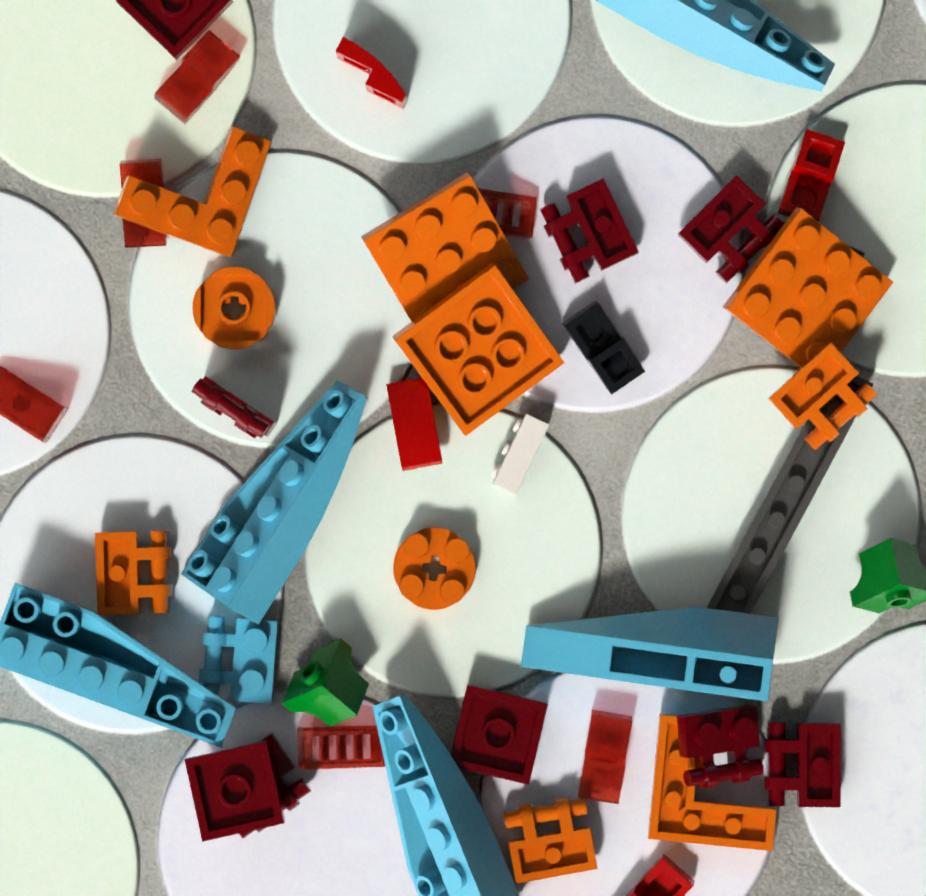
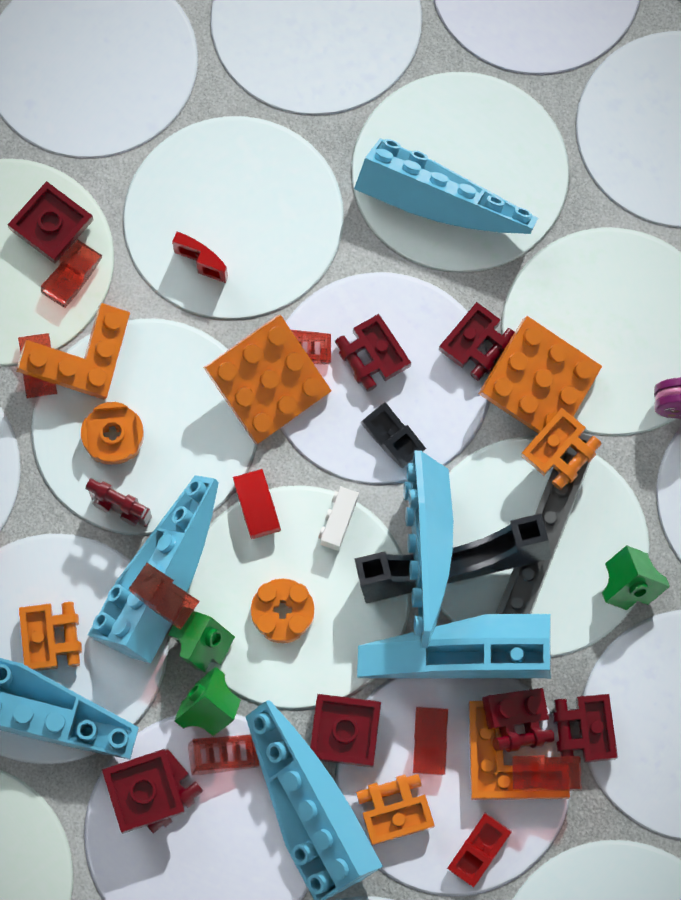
camera: 10 degrees left, 15 degrees down
(252, 660) = (149, 693): medium azure plate -> none
(281, 547) = (163, 596): none -> clear red slope
(324, 599) = (202, 641): none -> green brick
(478, 349) = (299, 442): orange plate -> none
(594, 541) = (514, 546): none -> black arch
(635, 508) = (431, 538): none -> medium azure wedge
(747, 820) = (546, 773): none -> clear red slope
(811, 174) = (532, 295): red slope -> none

